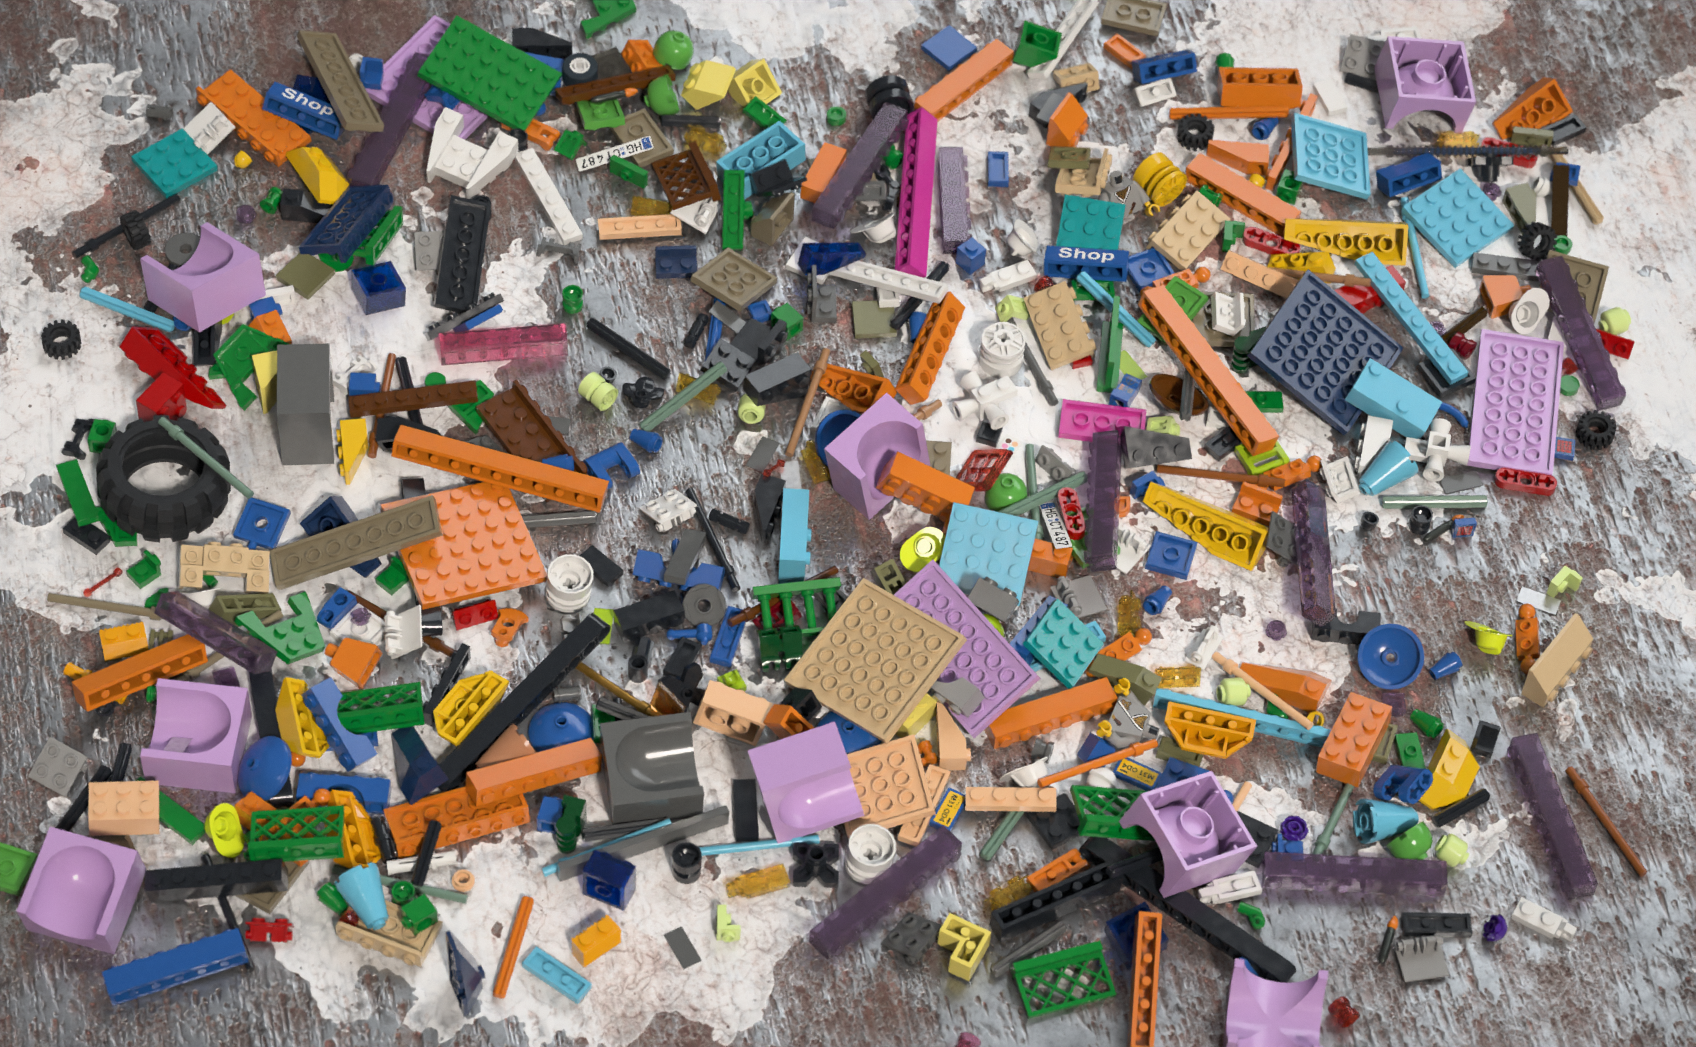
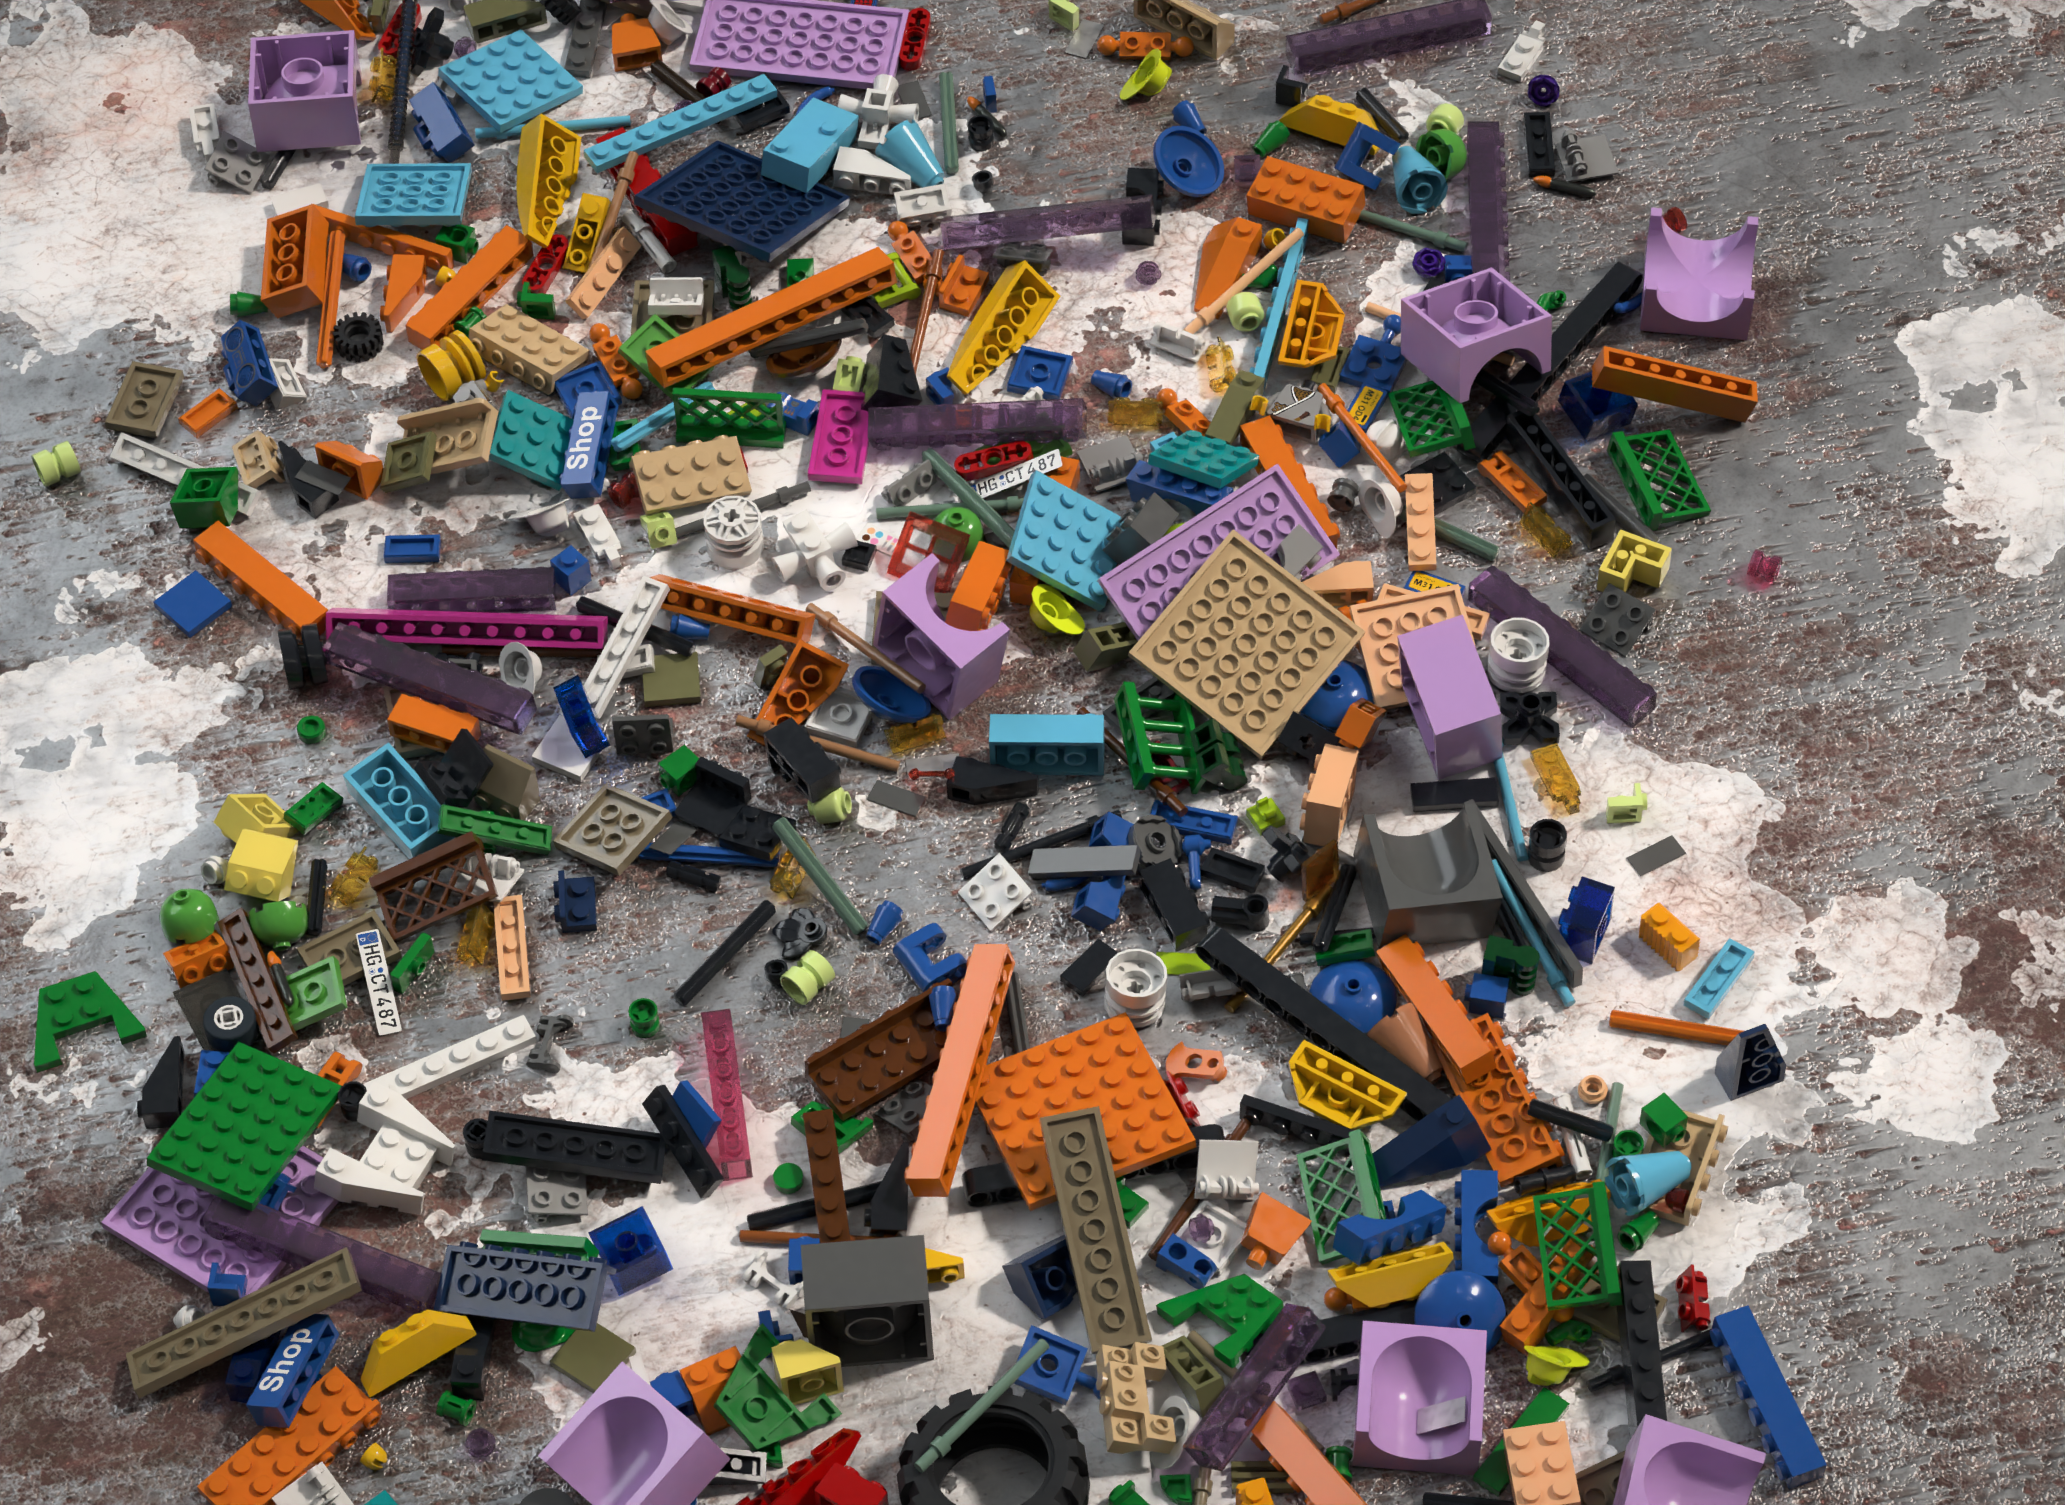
camera: 85 degrees left, 0 degrees up
(570, 144) = (359, 1036): green bracket -> none
(1409, 750) = (1313, 157): green plate -> none

